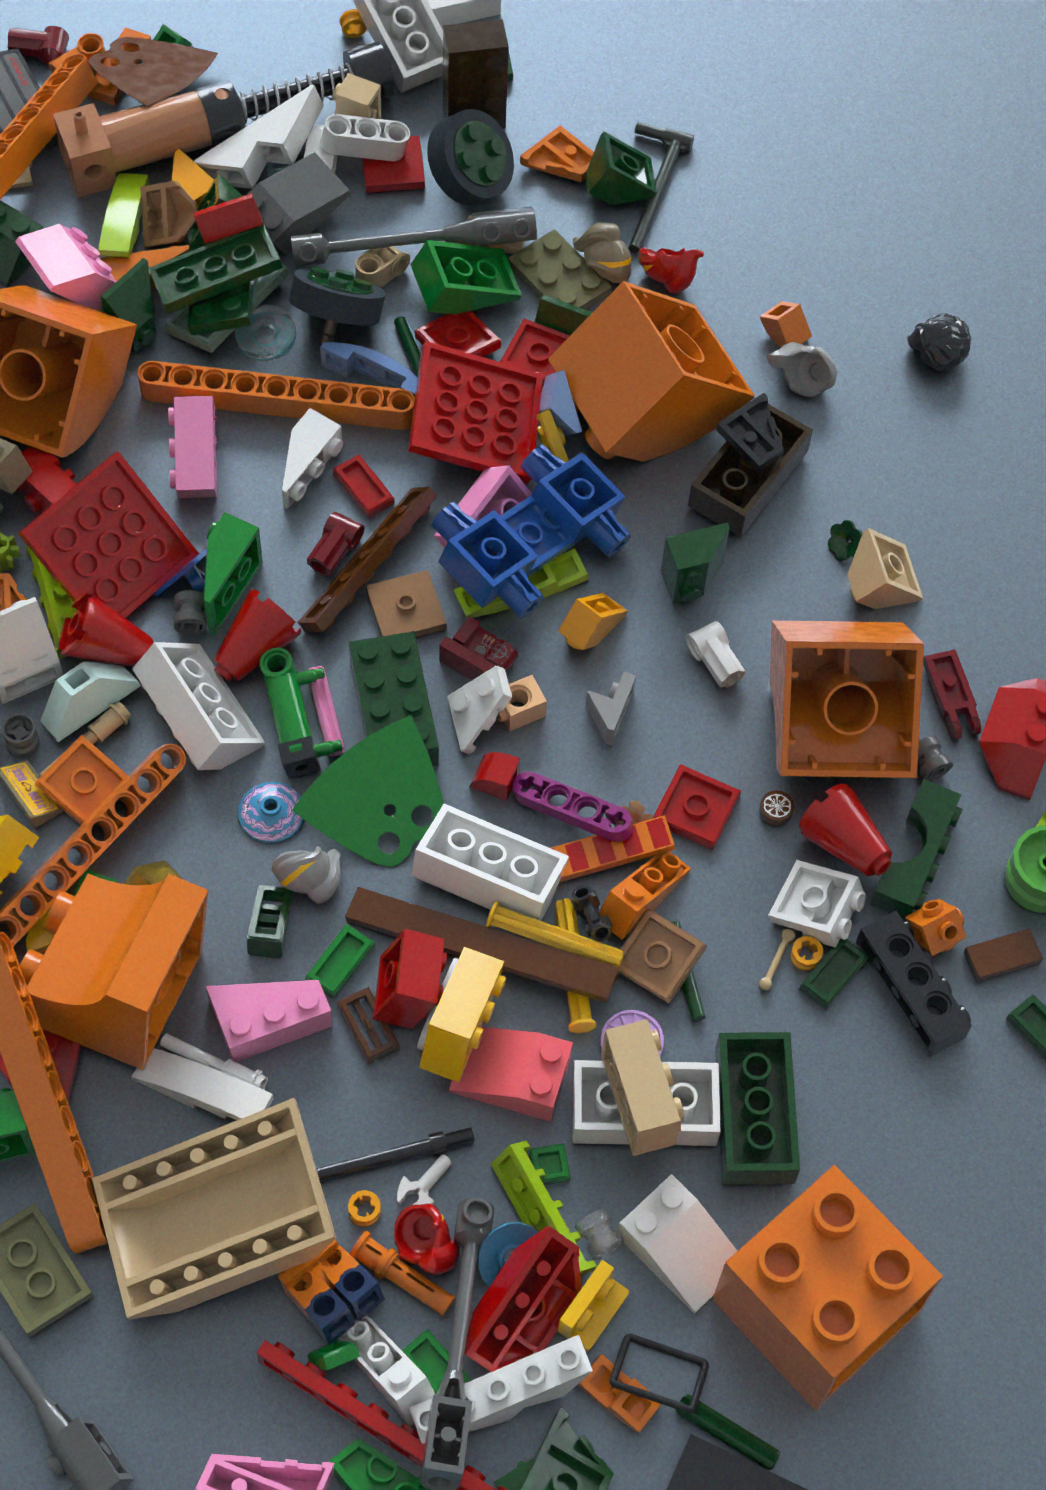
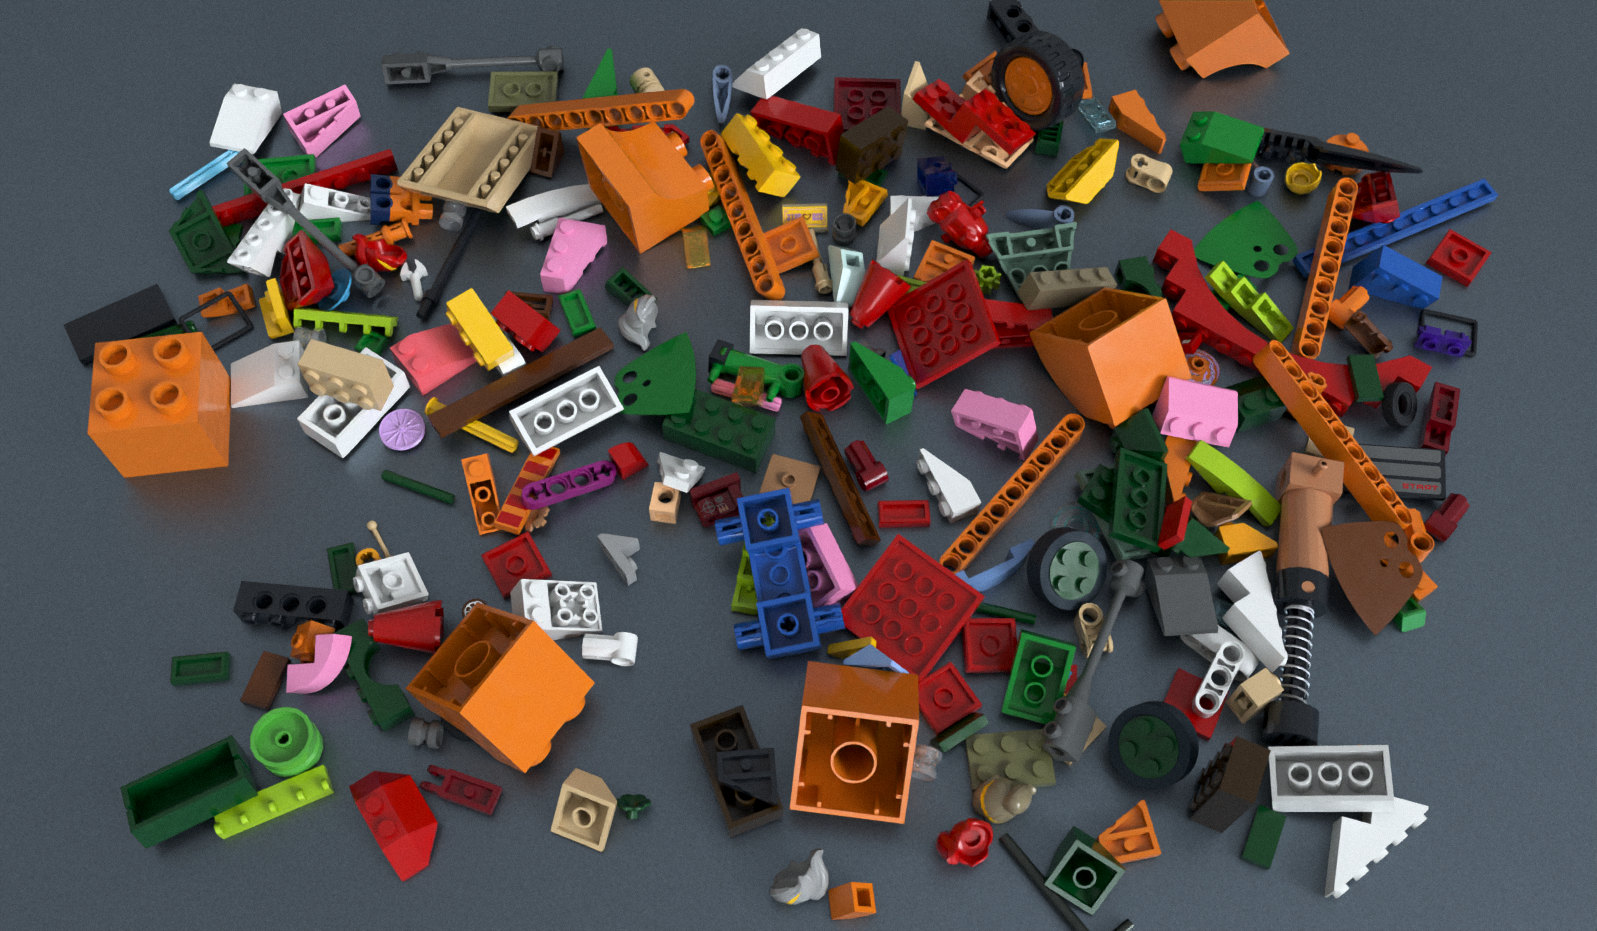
camera: 125 degrees right, 0 degrees up
(122, 1149) = (547, 152): none -> reddish brown slope
(267, 825) = (705, 339): dish -> none
(329, 690) = (749, 386): none -> clear yellow slope
(333, 1355) = (360, 183): green tile -> none
(359, 1197) = (427, 251): light orange bush -> none
(552, 935) = (488, 417): yellow axle -> none
(587, 906) = (501, 454): black bar -> none
(591, 620) = (693, 586): light orange slope -> none
(659, 956) = (436, 472): medium nougat plate -> none
(693, 561) = (683, 668): dark green slope -> none
(719, 730) = (558, 607): none -> white slope
(757, 1108) = (299, 458): dark green brick -> none
(960, 888) = (330, 657): none -> bright pink brick

